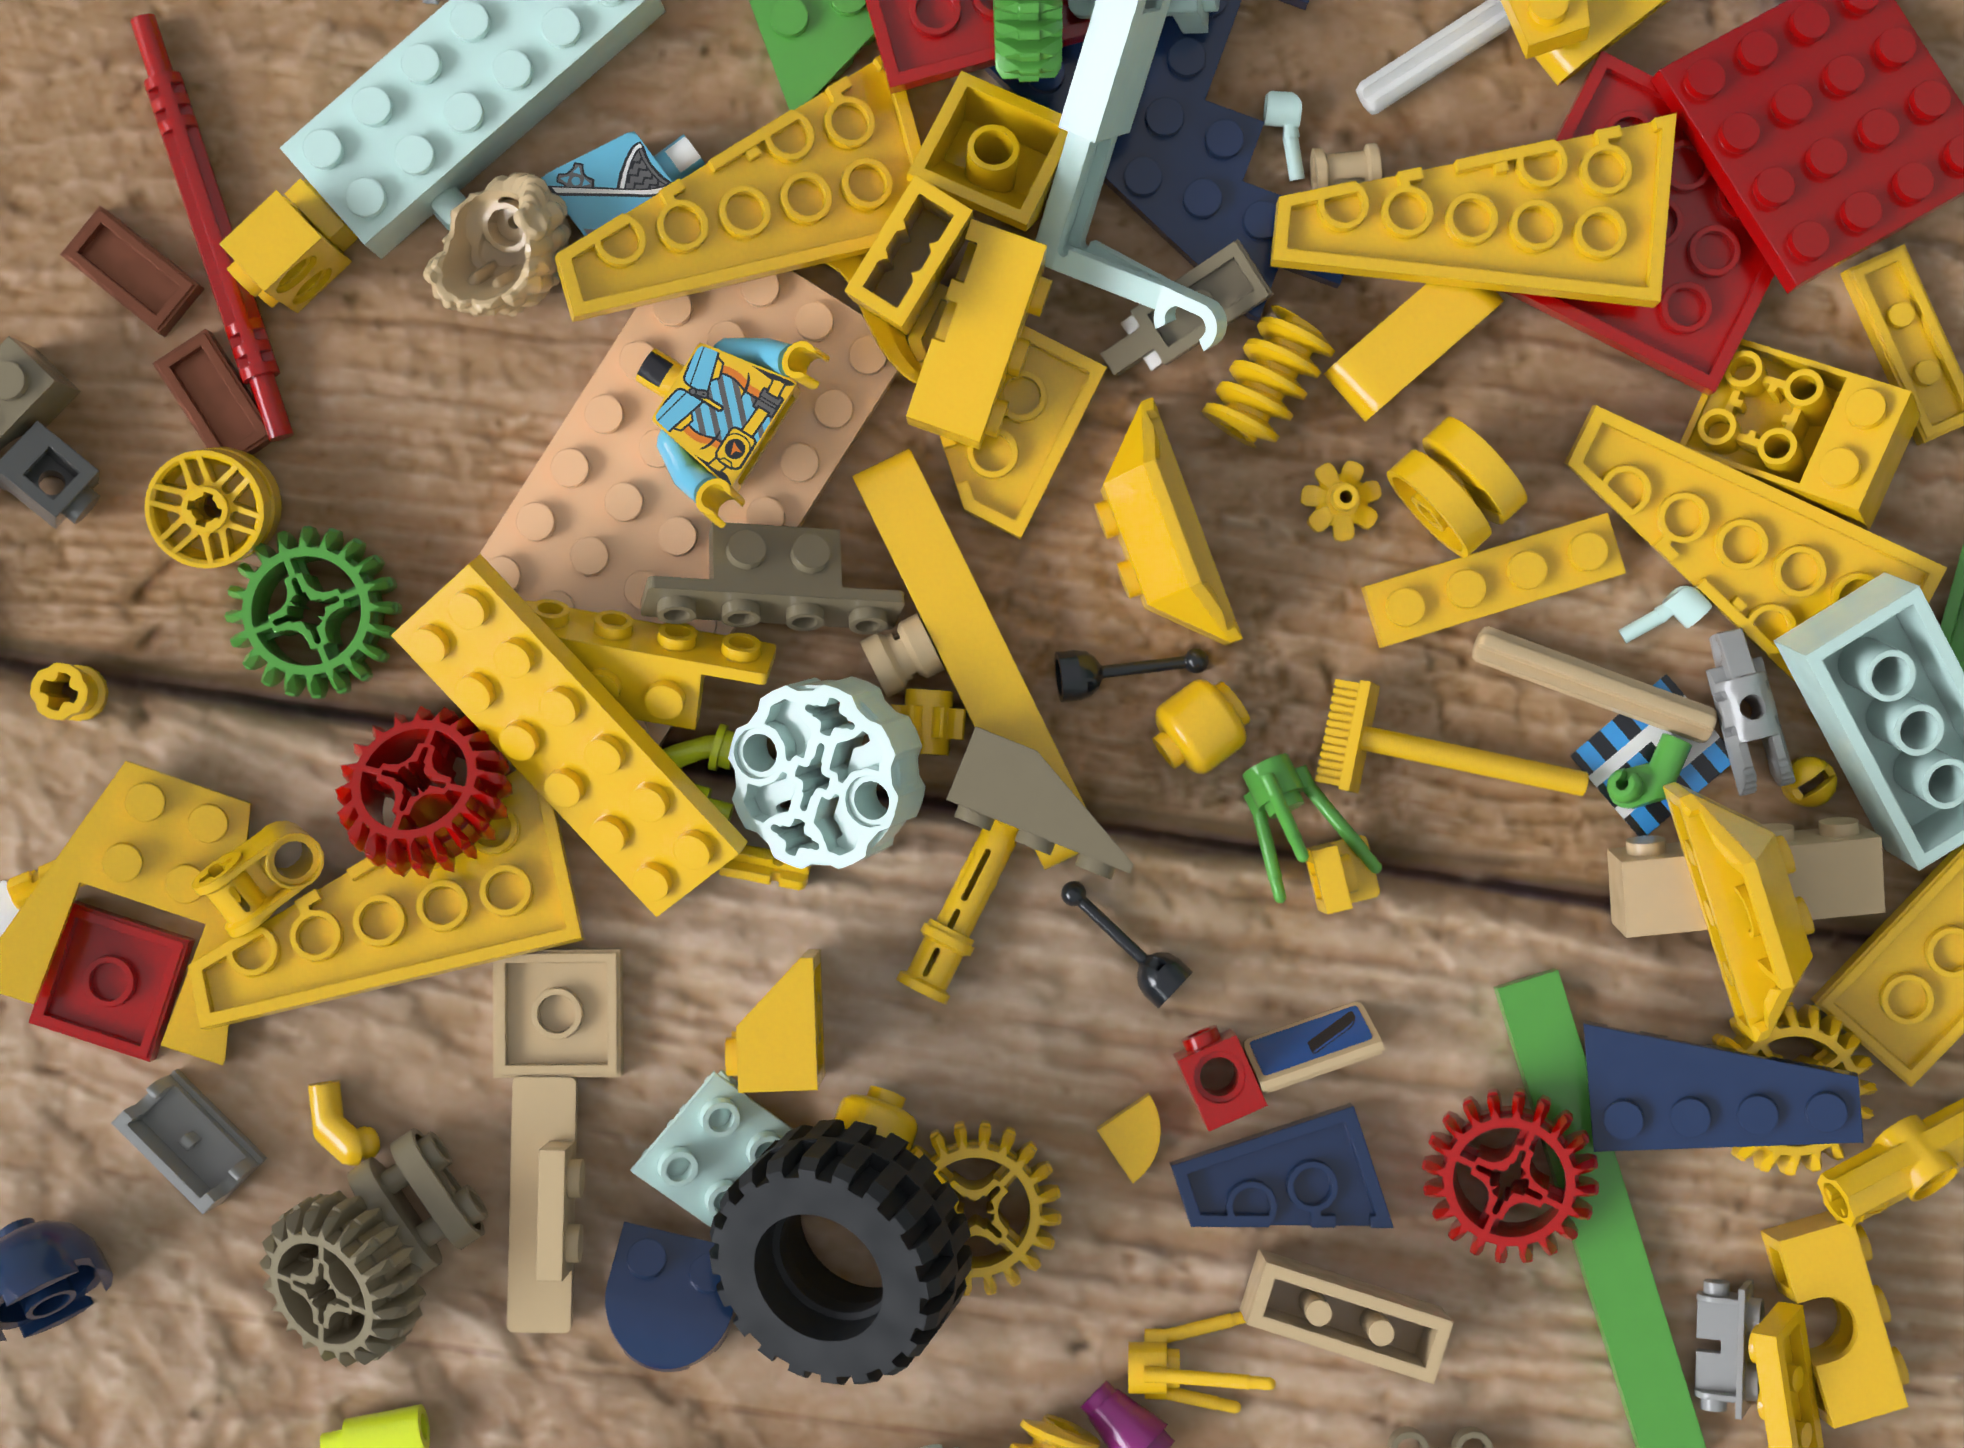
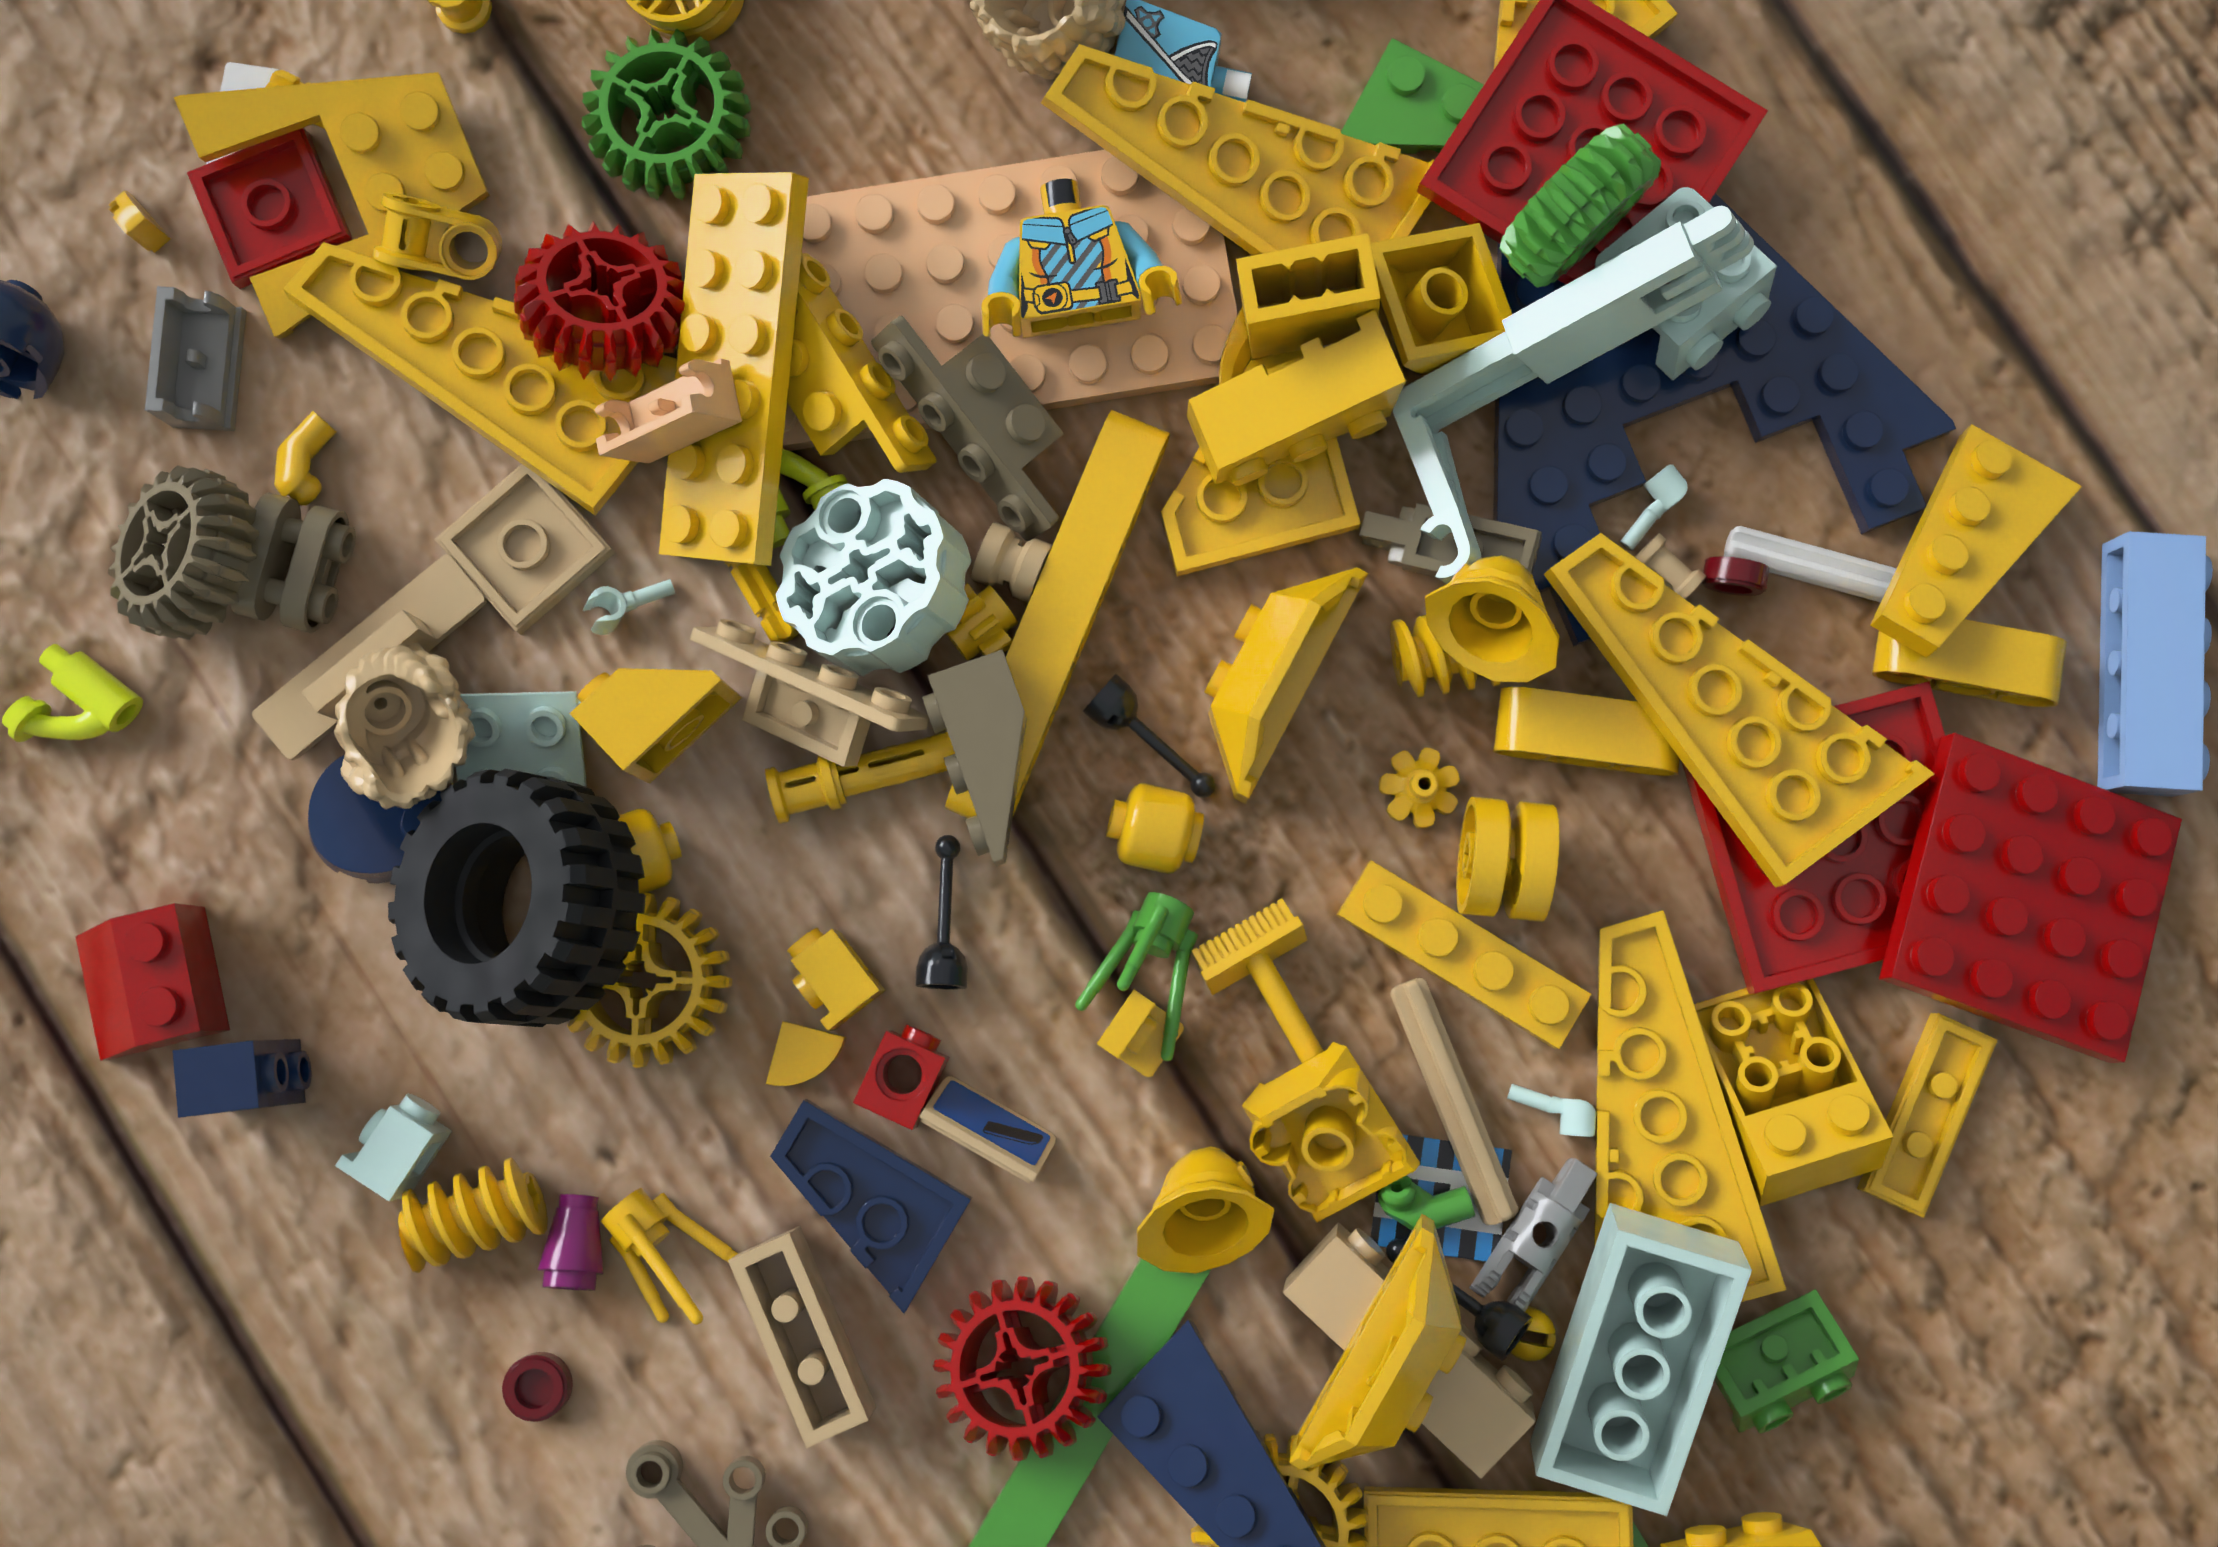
camera: 50 degrees right, 5 degrees down
(34, 1094) = (137, 222): none -> yellow tile
(567, 815) = (673, 414): none -> light nougat hinge
(635, 1227) = (408, 738): none -> tan hair
(669, 979) = (619, 603): none -> light aqua hand
(873, 906) = (808, 703): none -> tan bracket
(1098, 1064) = (833, 976): none -> yellow brick
(1279, 338) = (1494, 621): none -> yellow piece
(1396, 121) = (1735, 576): none -> dark red tile
(1516, 943) = (1203, 1215): none -> yellow piece
(1537, 800) = (1327, 1133): none -> yellow slope
(1785, 800) = (1497, 1324): none -> black hinge

